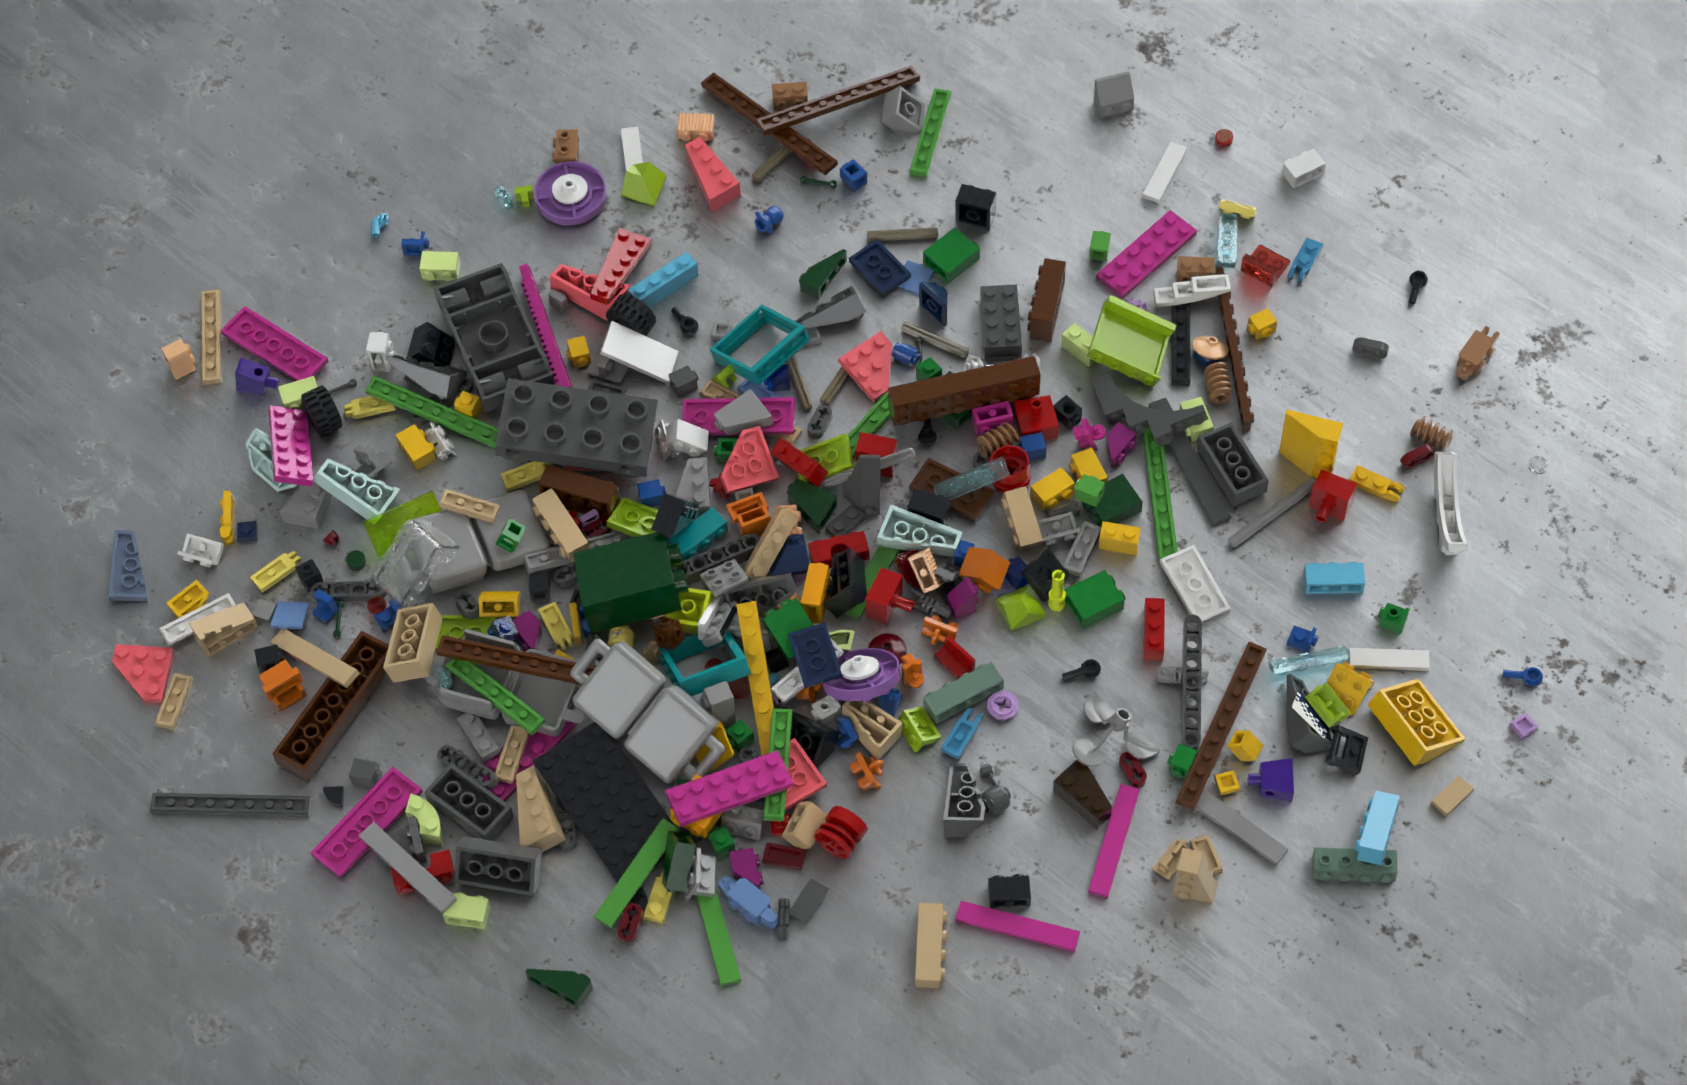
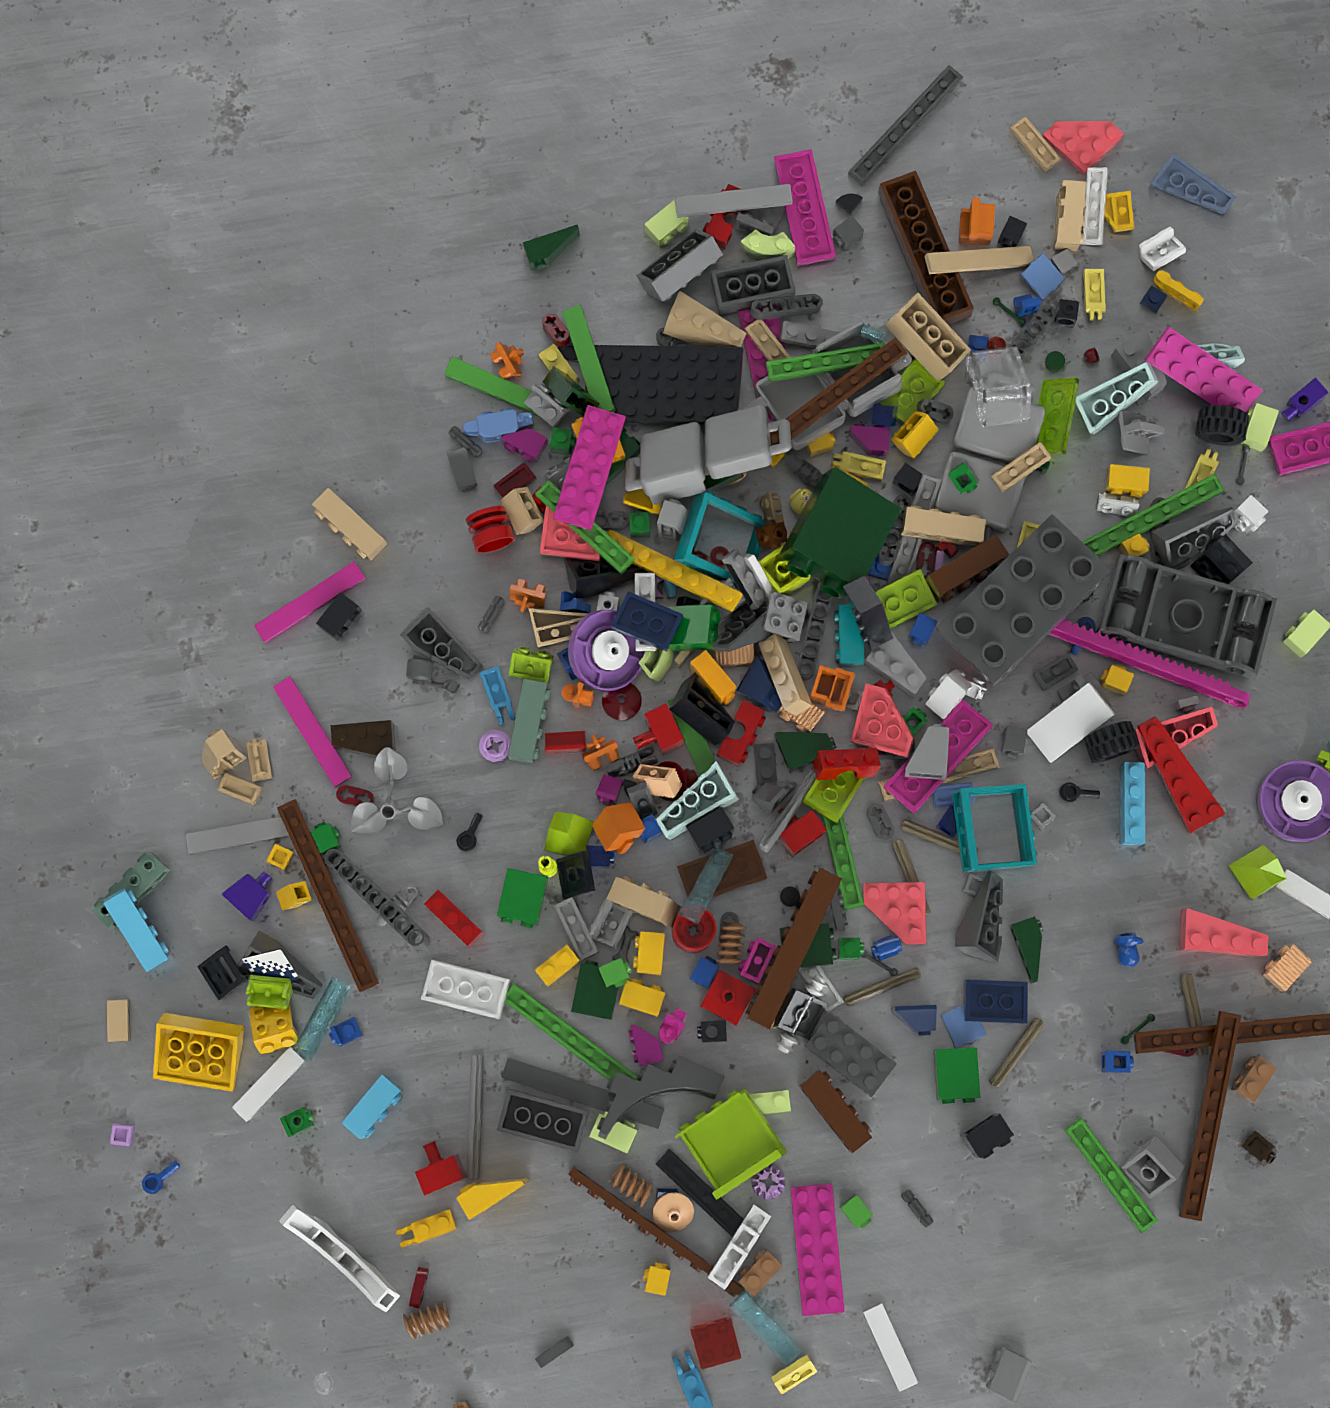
camera: 130 degrees right, 20 degrees up
(693, 930) = (503, 353): none -> orange hips
(723, 375) = (993, 777): lime tile -> none
(832, 65) = (1260, 1148): none -> dark brown bracket
(905, 788) = (491, 614): none -> dark grey axle
(1062, 218) = (917, 1208): none -> dark grey axle

